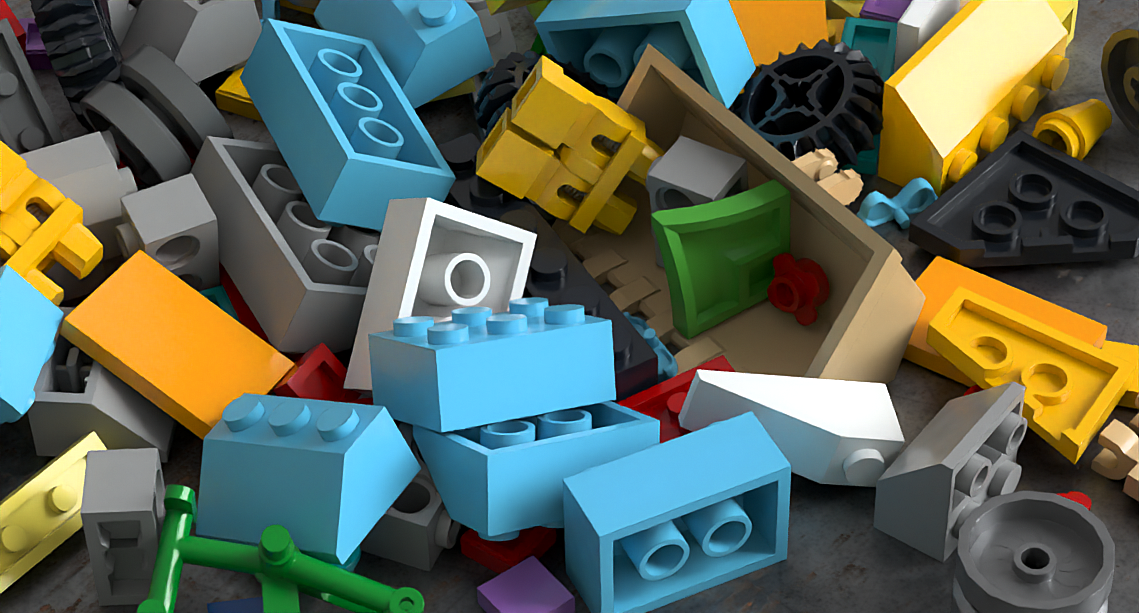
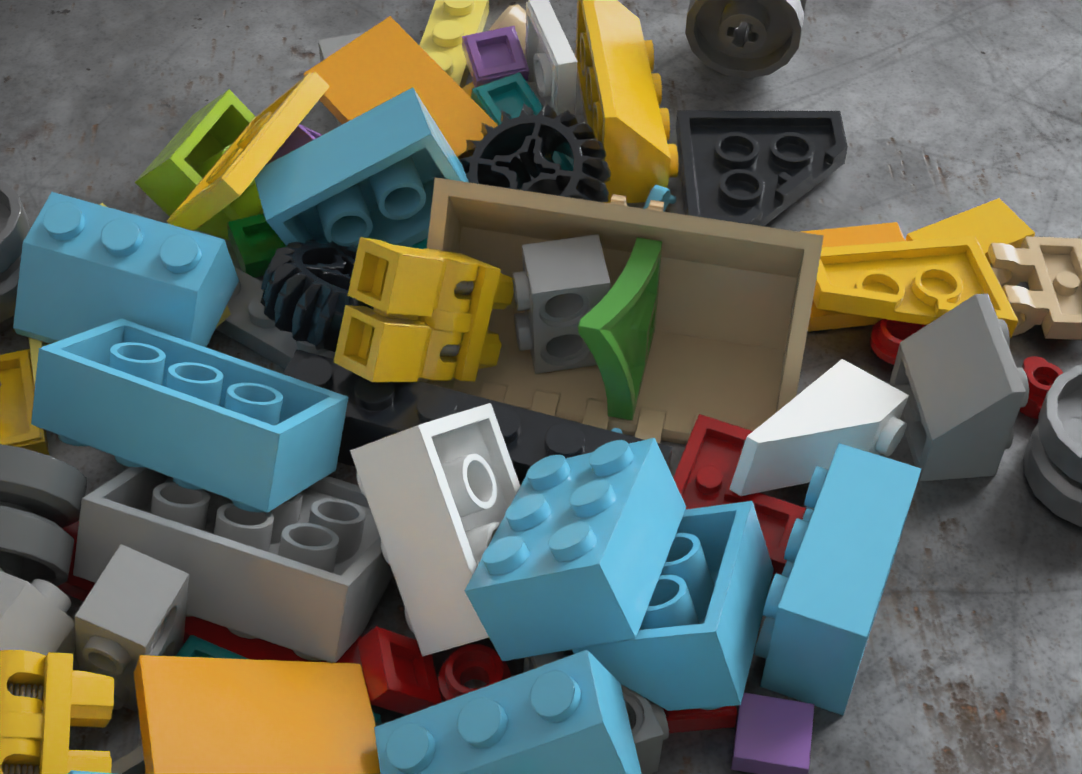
camera: 45 degrees left, 5 degrees up
(798, 287) = (685, 310): red plate -> none
(1075, 127) = (706, 89): yellow cone -> none

